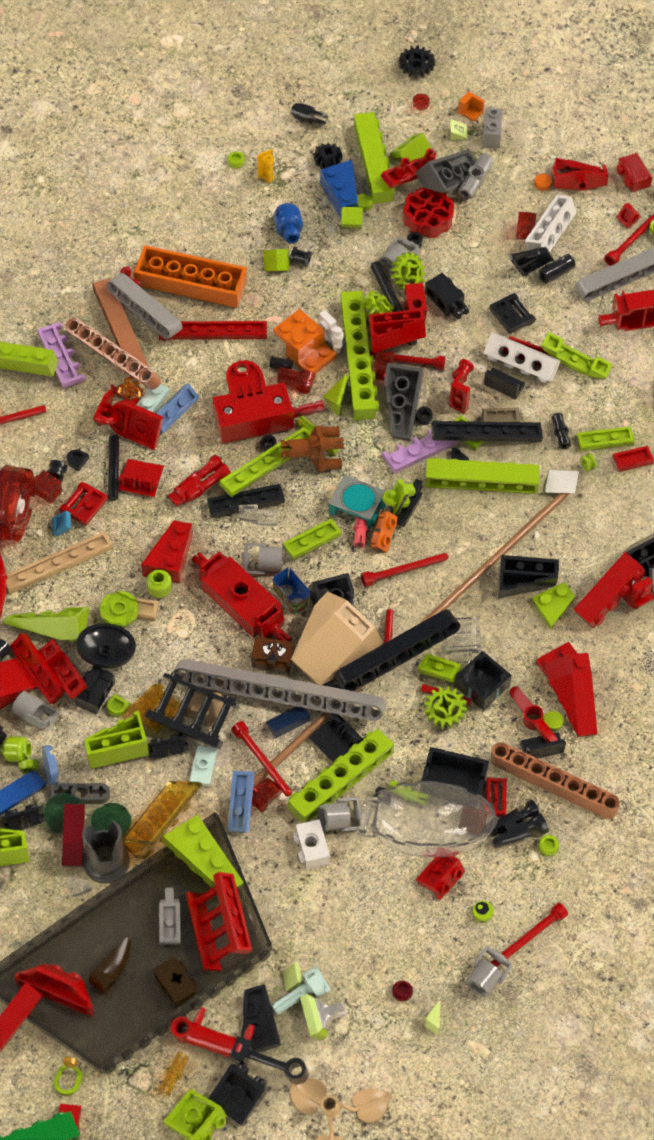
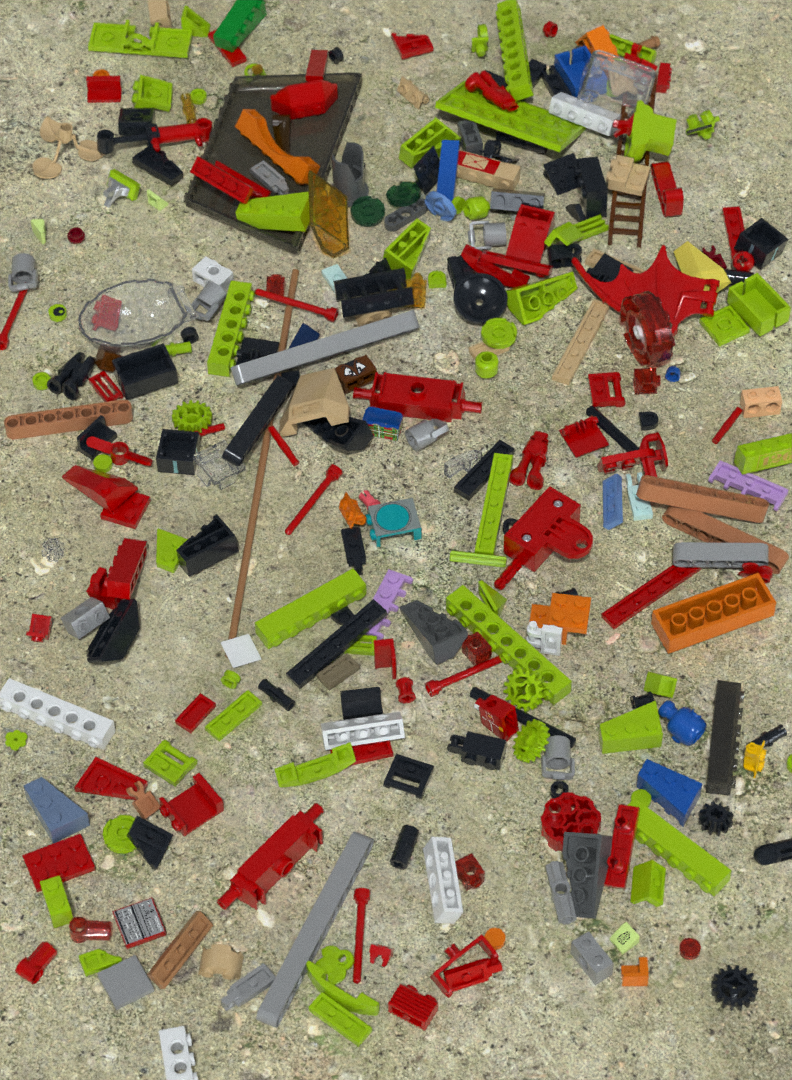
camera: 145 degrees right, 5 degrees down
(57, 469) = (651, 396): black wheel -> none
(61, 523) = (606, 364): dark azure tile -> none
(72, 835) = (383, 184): dark red tile -> none
(136, 985) = (255, 128): none -> orange arch
(148, 1089) = (198, 96): none -> lime tile
(166, 975) = (231, 147): dark brown brick -> none
(170, 551) = (500, 393): red wedge -> none
(240, 183) = (770, 736): none -> black pin
(240, 801) = (286, 267): medium blue plate -> none
(264, 202) = (723, 738): none -> clear smoke brick
(301, 380) = (534, 592): clear red piece -> none
(312, 539) = (404, 474): lime plate -> none
(313, 984) = (139, 196): light aqua piece -> none
(315, 447) = (462, 530): dark orange wheel -> none
(329, 240) = (632, 730): none -> lime wedge
(351, 217) = (628, 764): lime panel -> none
(396, 328) = (491, 669): red wedge -> none
(399, 496) = (357, 528): lime hips -> none
(420, 412) = (409, 629): black bush -> none
(439, 668) = (211, 437): lime plate -> none
(531, 260) = (431, 825): black wing -> none

